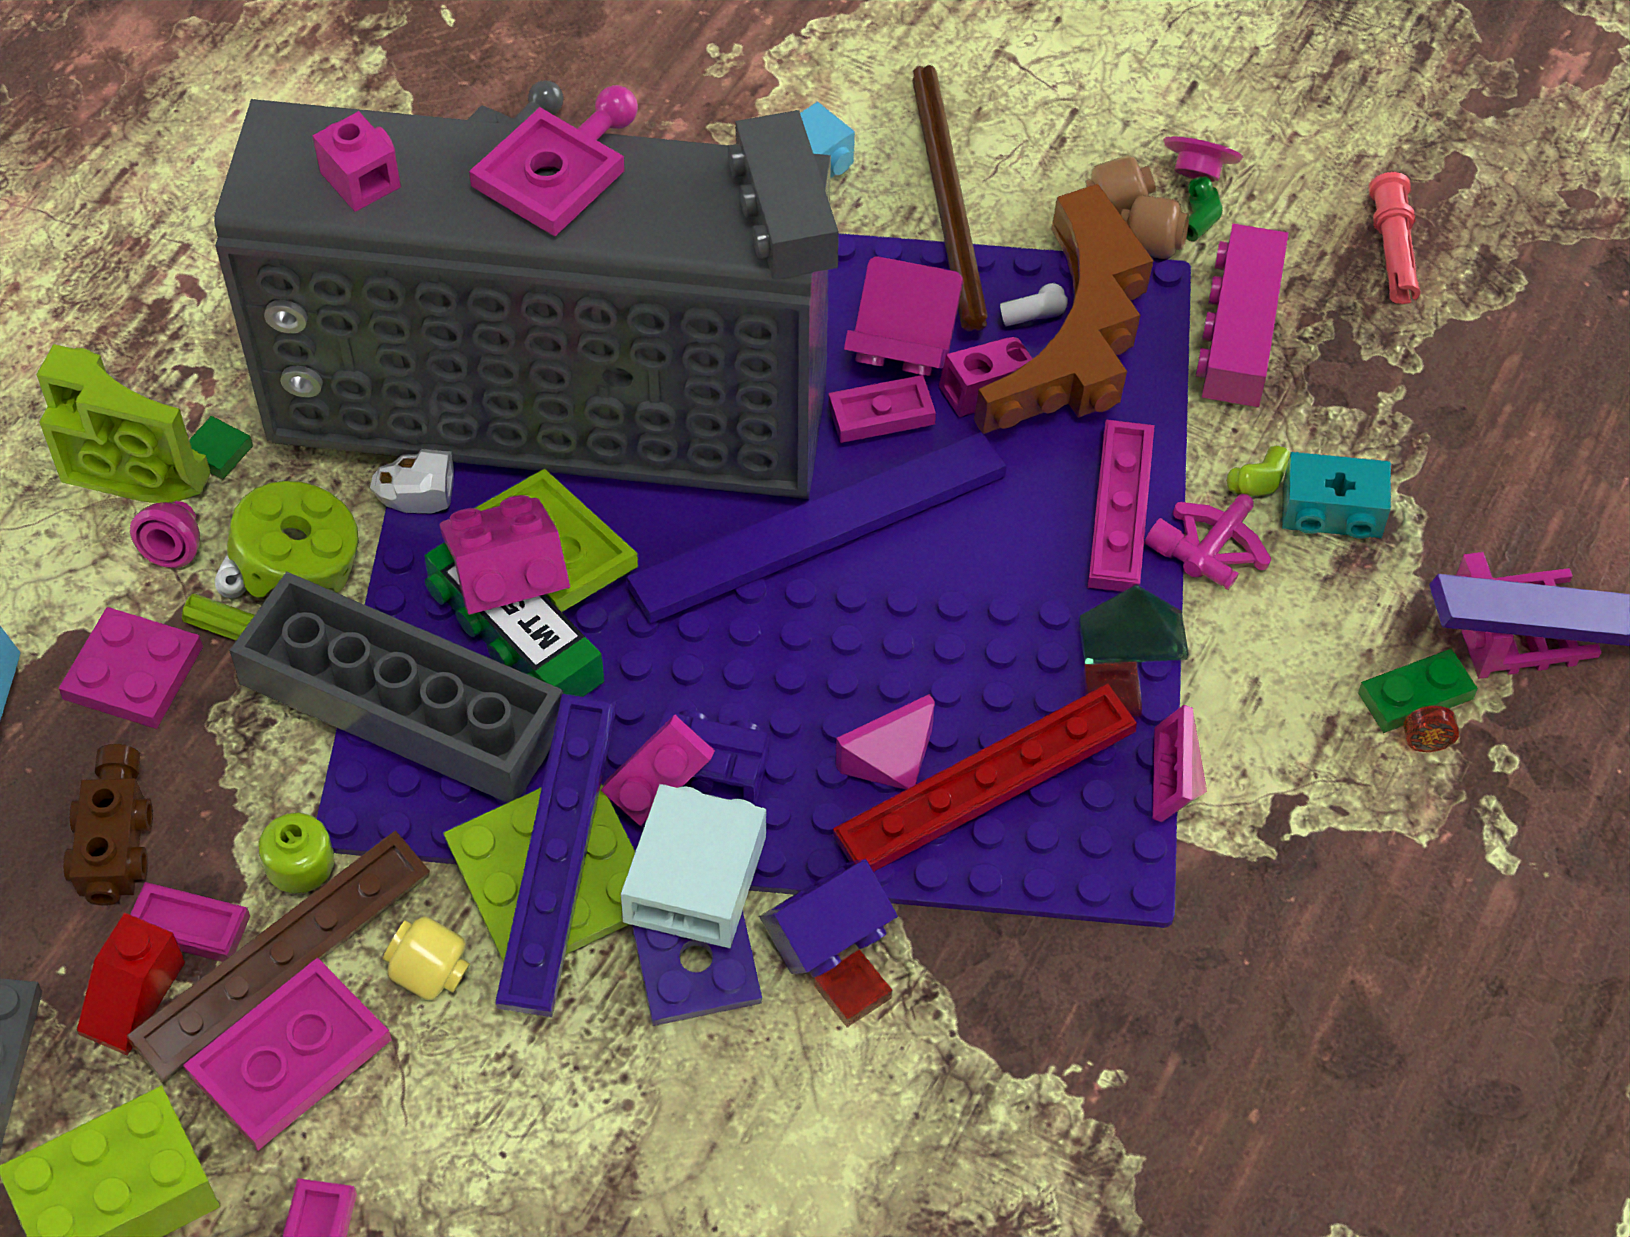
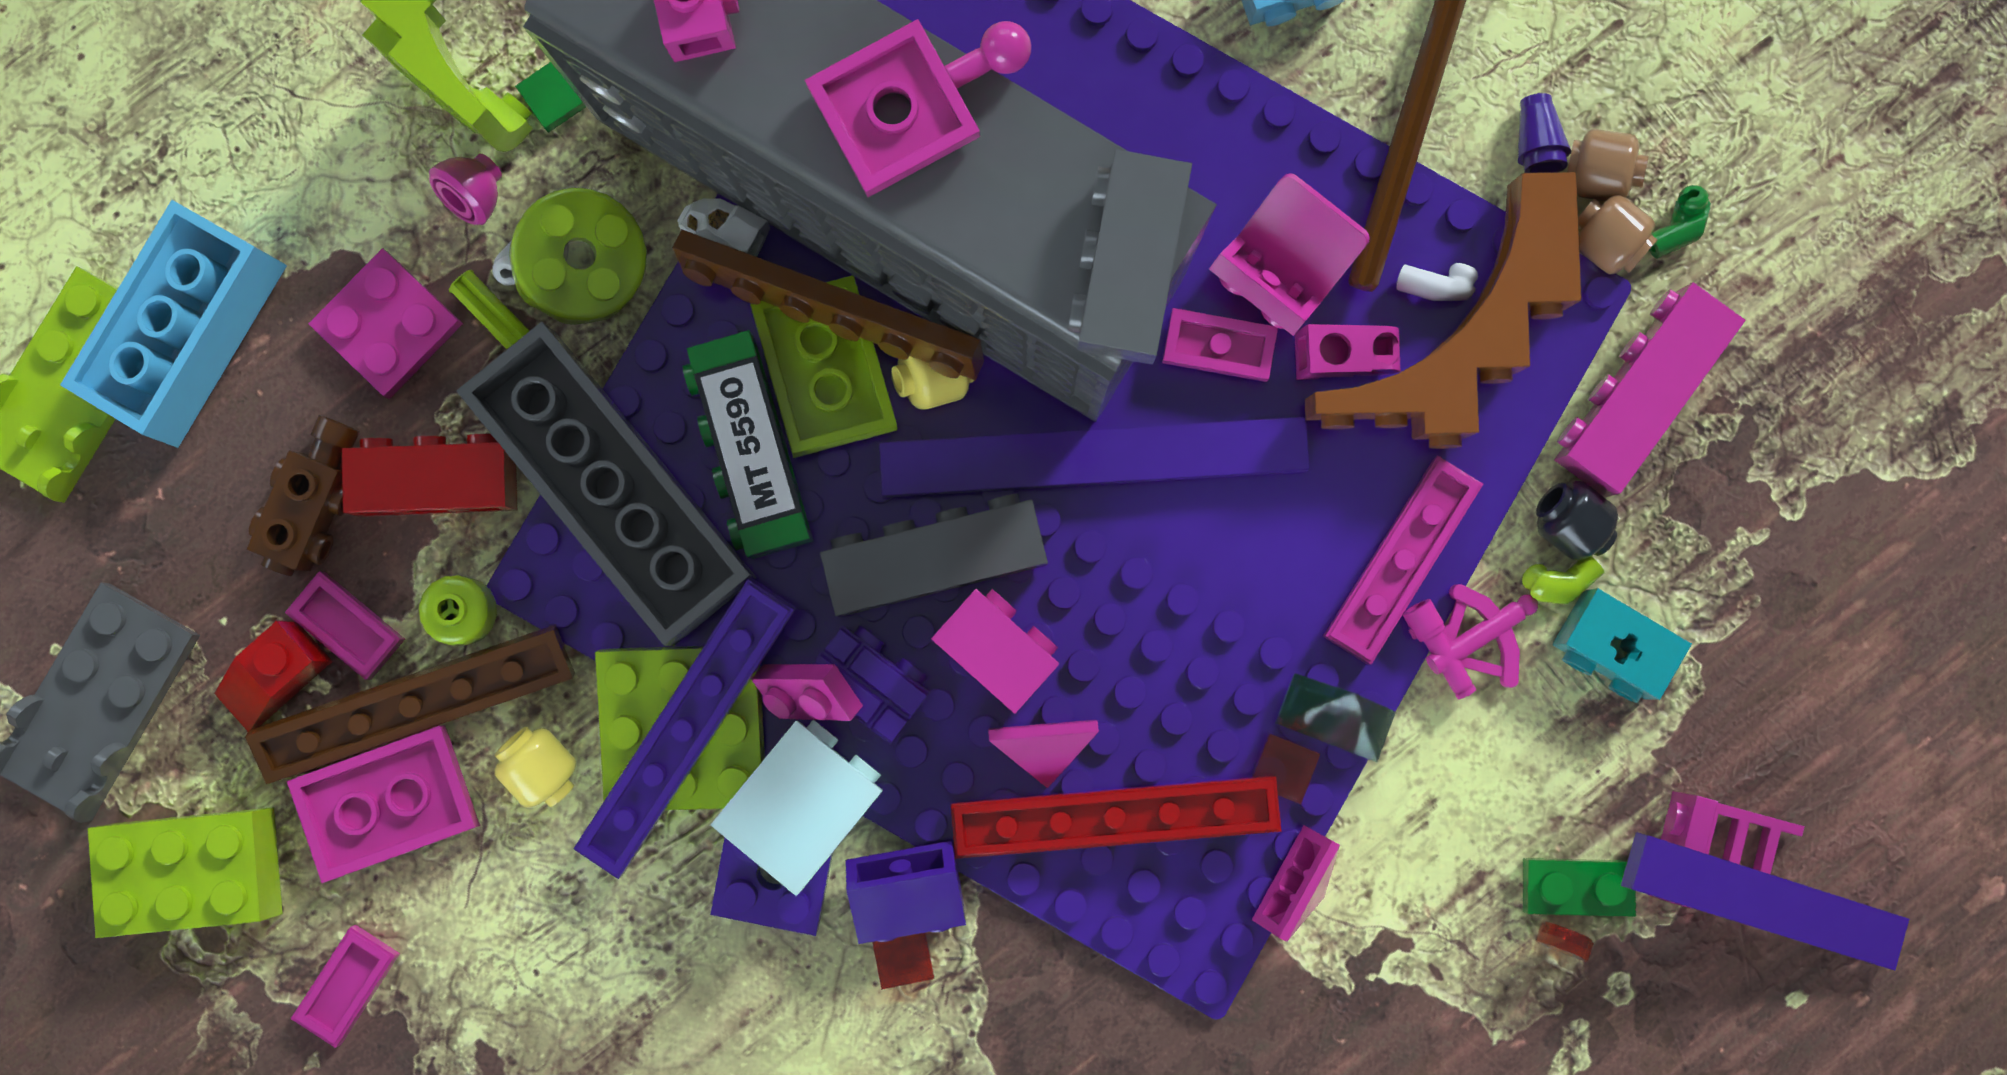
camera: 25 degrees right, 30 degrees up
(224, 763) = (428, 477): none -> red brick
(505, 553) = (756, 387): dark pink bracket -> none
(536, 473) = (843, 311): none -> reddish brown plate
(649, 509) = (925, 386): none -> light yellow head
(719, 640) = (933, 557): none -> dark grey brick
(810, 674) = (996, 649): none -> dark pink brick
(1051, 183) = (1541, 136): none -> dark purple cone
(1200, 157) = (1712, 164): dark pink piece -> none
(1245, 423) = (1577, 520): none -> black head
(1394, 221) = (1874, 332): coral pin -> none

